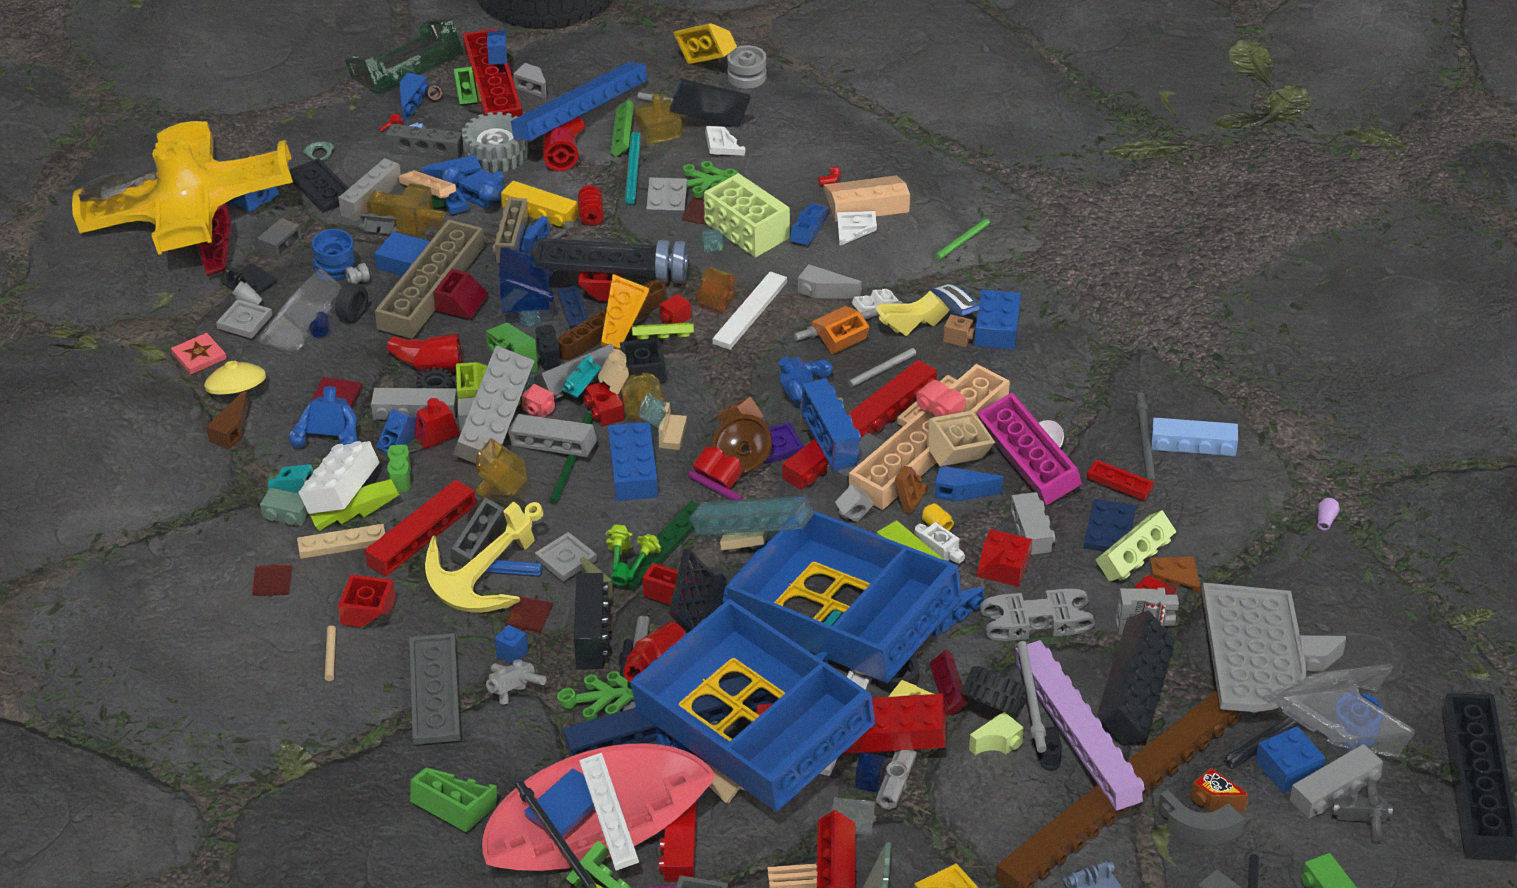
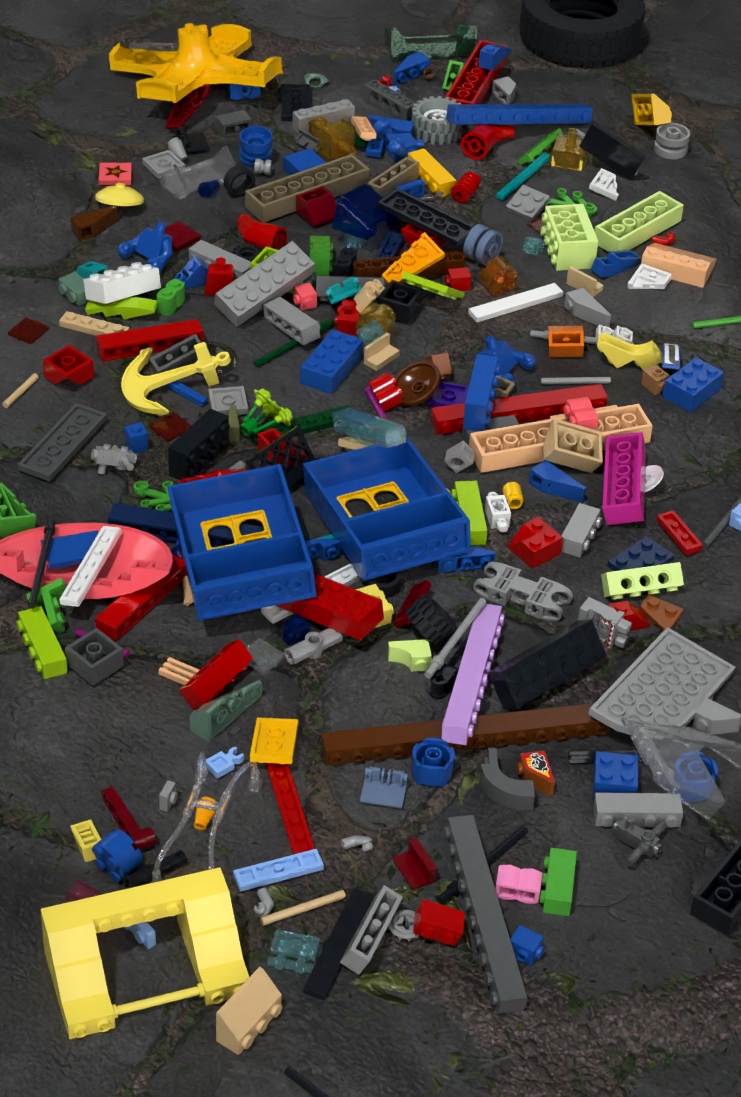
camera: 30 degrees right, 0 degrees up
(499, 469) = (230, 324): clear yellow brick -> none
(796, 257) = (581, 280): none -> tan panel
(798, 168) = (639, 223): none -> yellowish green brick
(909, 488) = (509, 465): dark orange wing -> none
(1121, 836) = (432, 762): none -> blue brick

